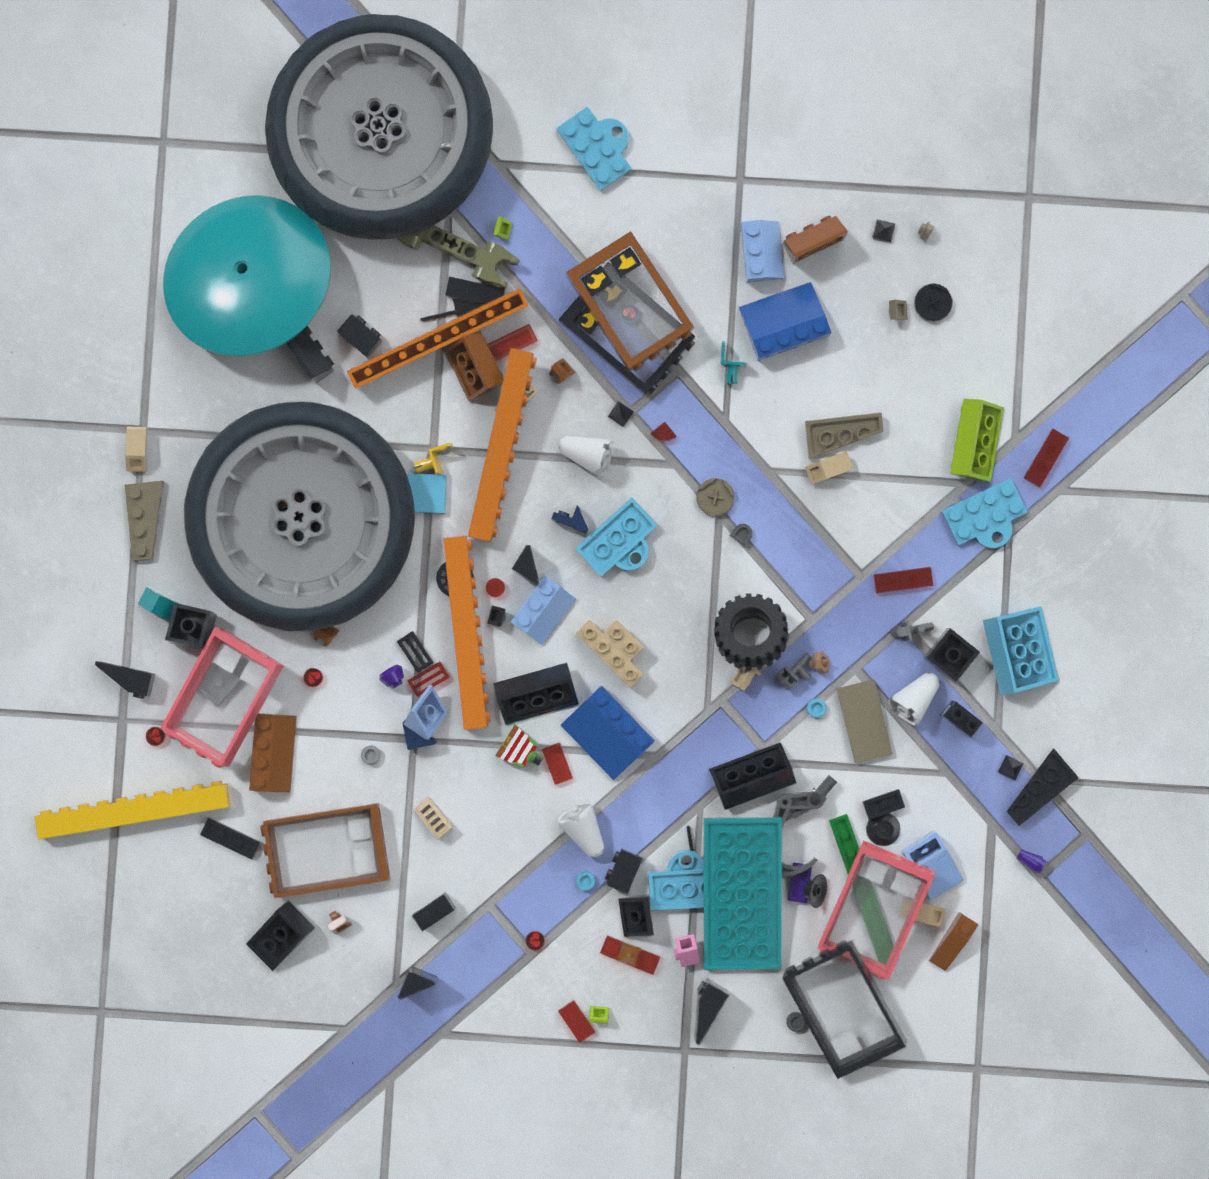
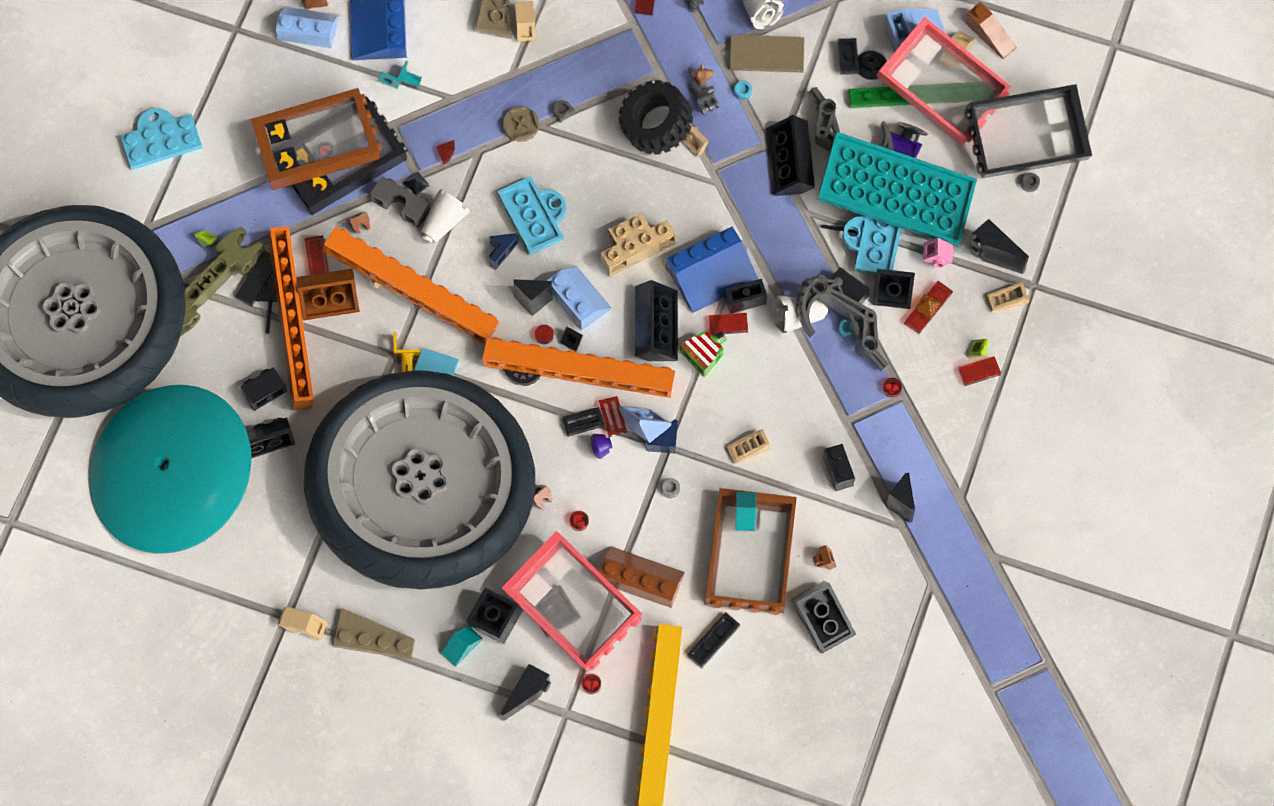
camera: 75 degrees left, 20 degrees down
(359, 835) = (745, 511): none -> teal slope
(583, 899) = (862, 318): none -> dark grey piece
(586, 774) = (745, 296): none -> black brick
(600, 388) = (388, 192): none -> dark grey arch
(665, 1047) = (1010, 303): none -> tan slope

